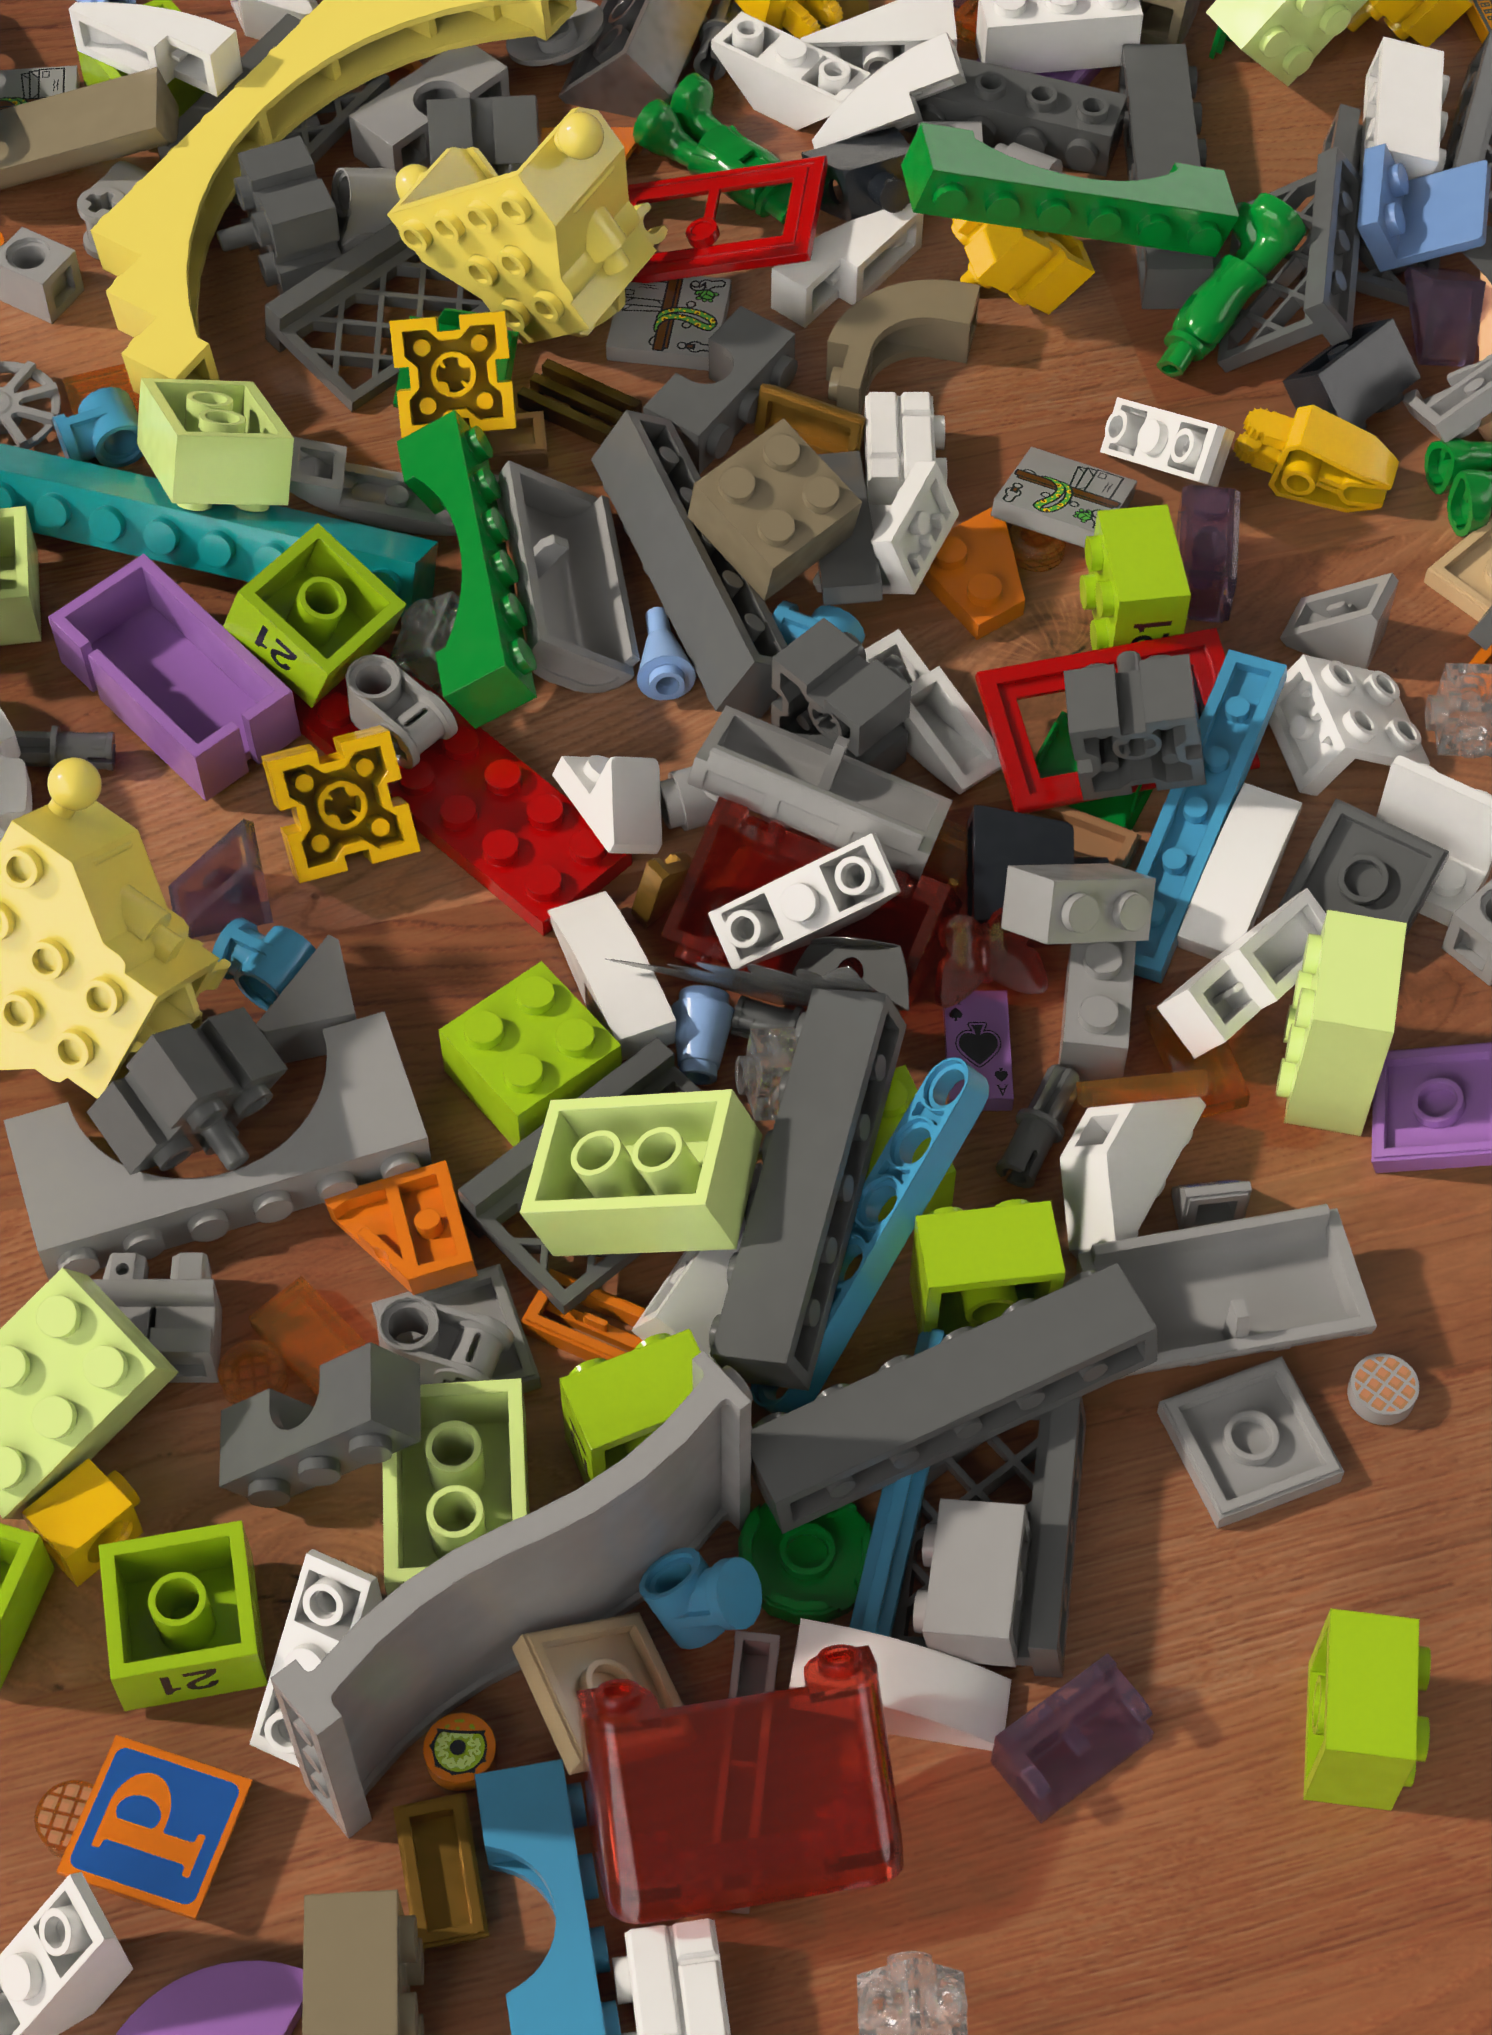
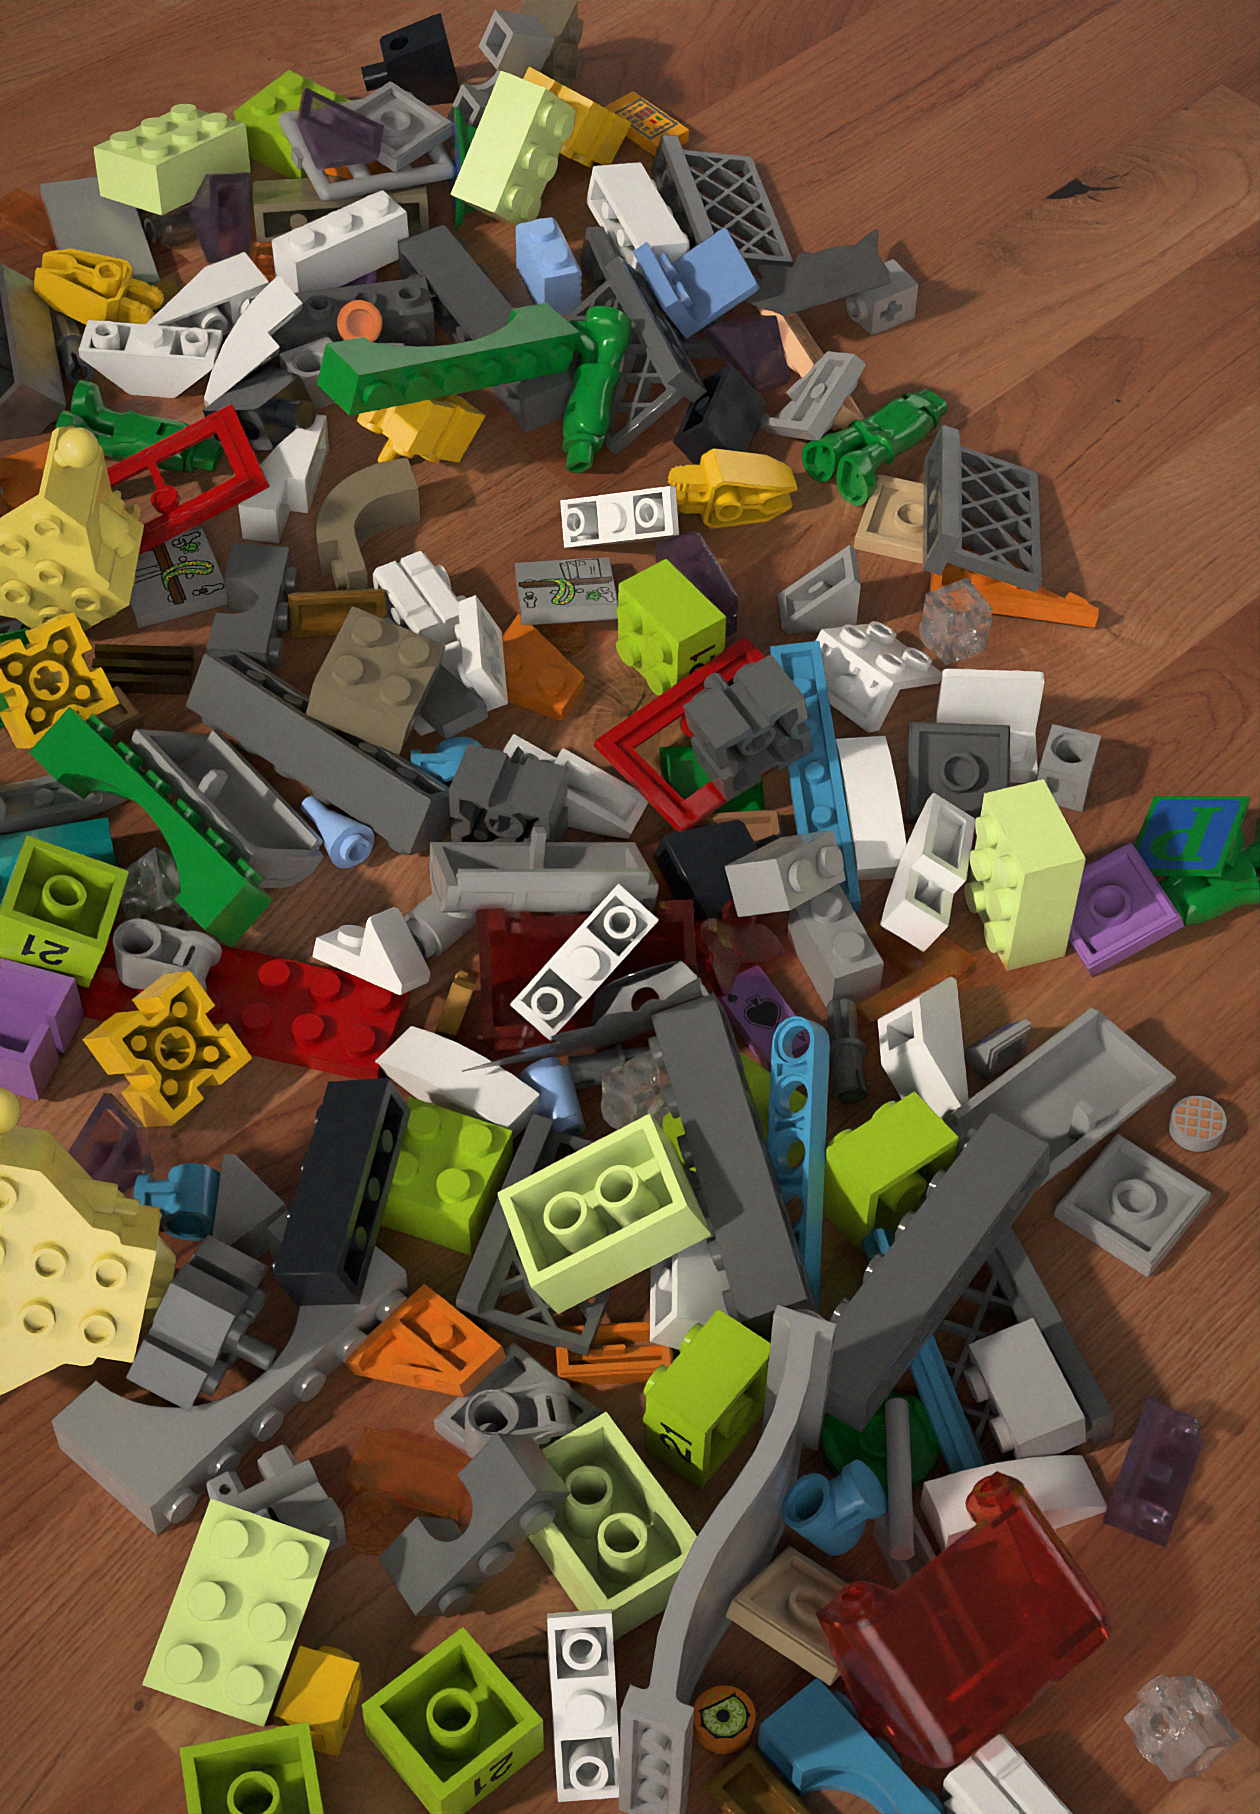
camera: 30 degrees left, 5 degrees down
(403, 1026) = (342, 1193): none -> black brick
(784, 1602) = (899, 1479): none -> light grey bar
(1022, 119) = (359, 320): none -> orange tile
(1275, 133) = (548, 265): none -> light blue brick

